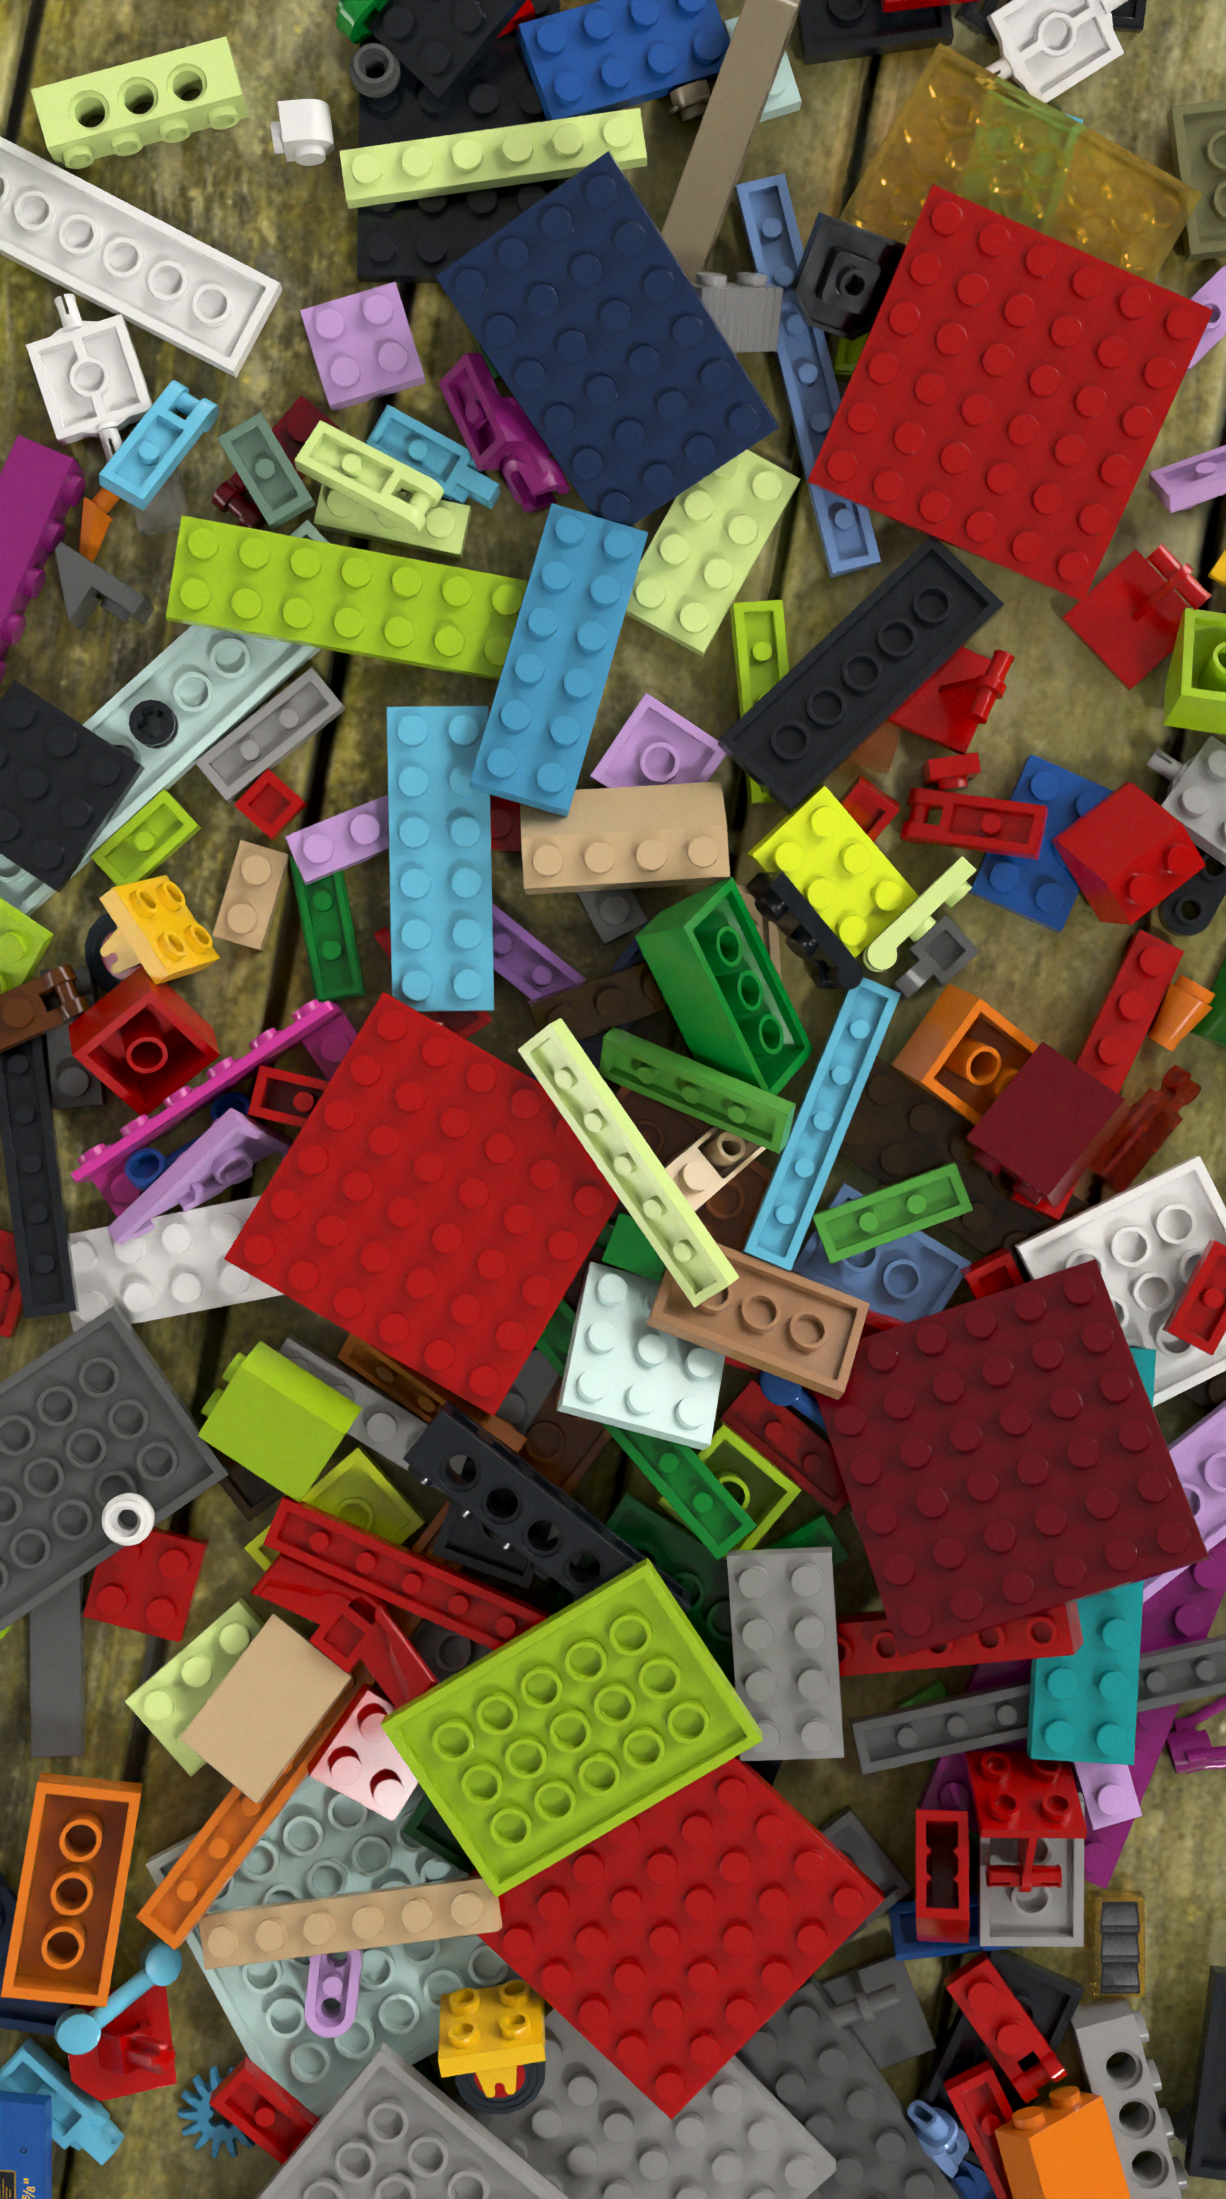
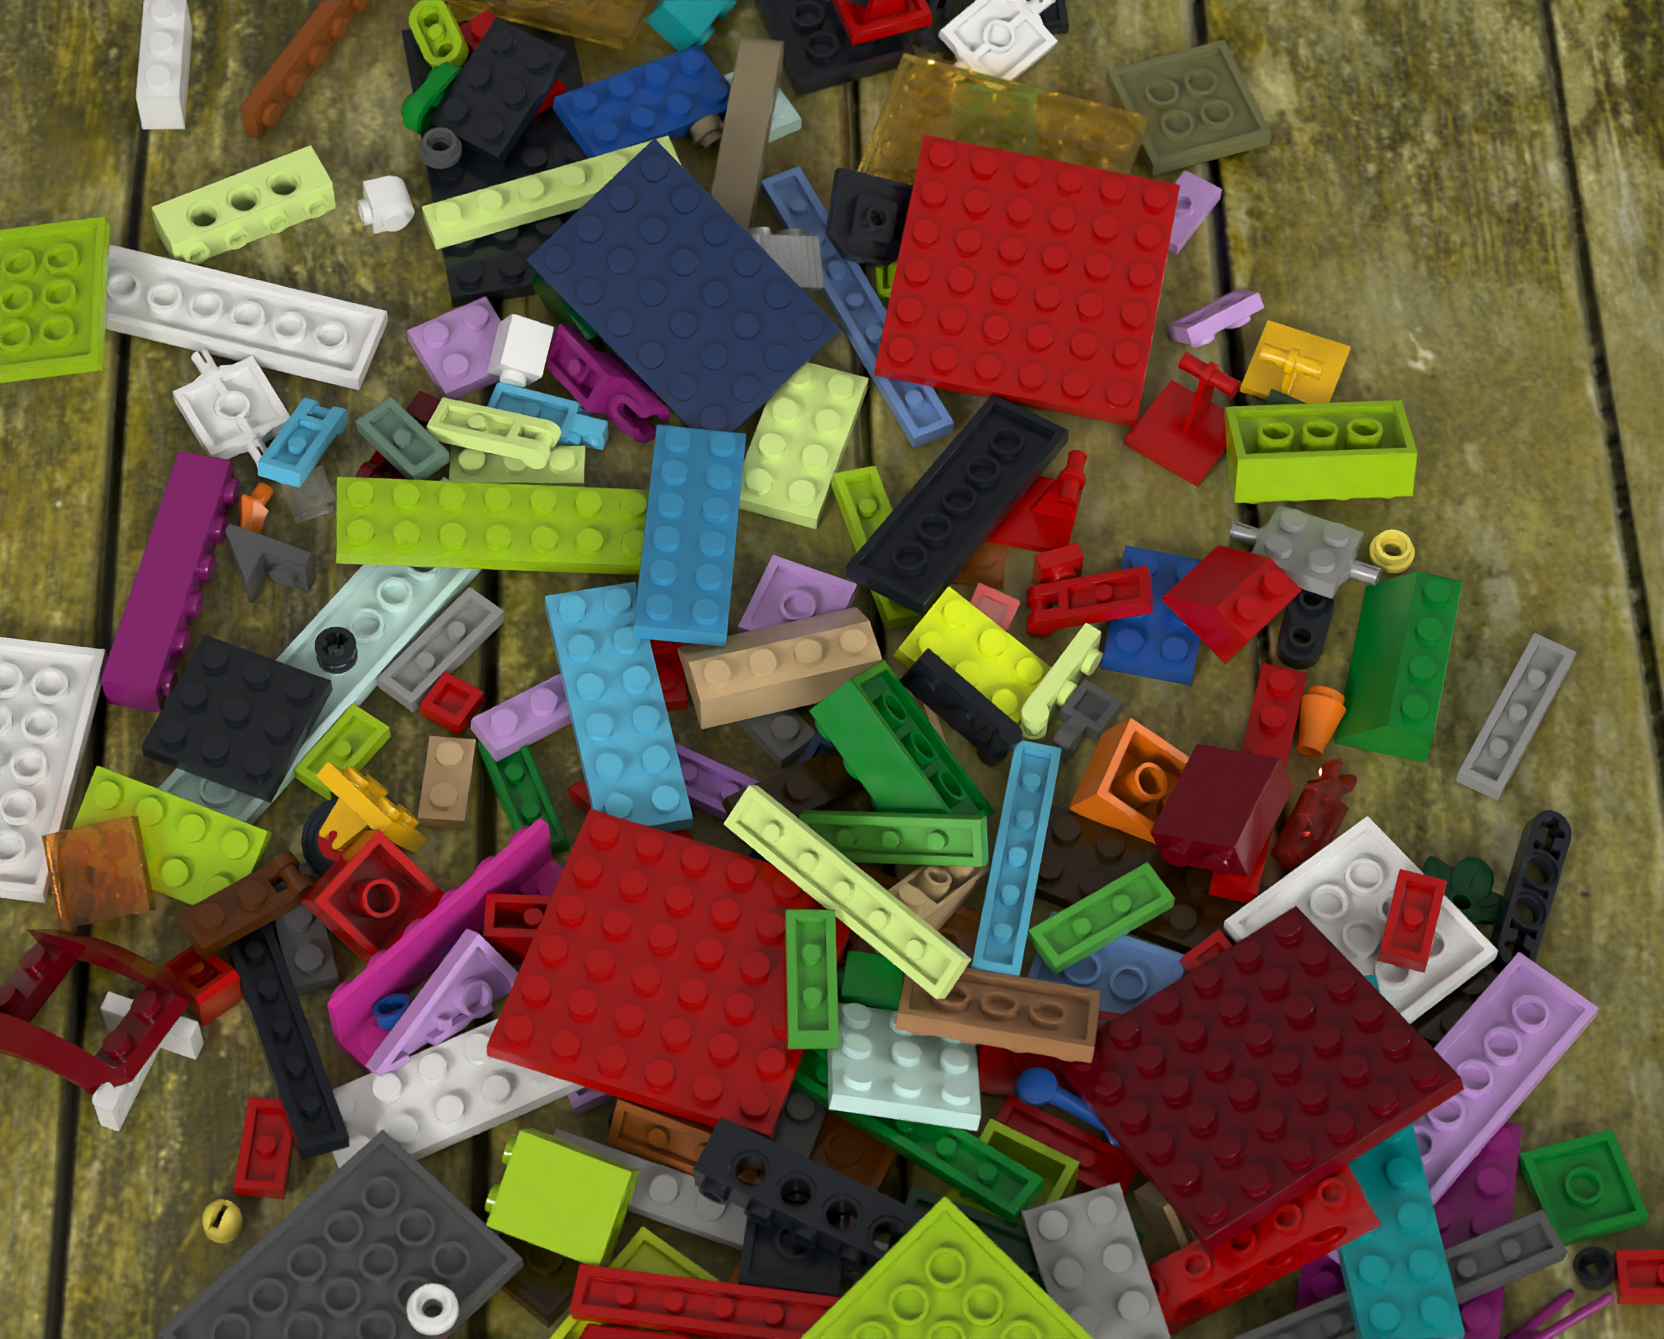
camera: 15 degrees left, 30 degrees down
(416, 375) = (520, 350): none -> white brick
(570, 1259) = (811, 979): none -> bright green plate

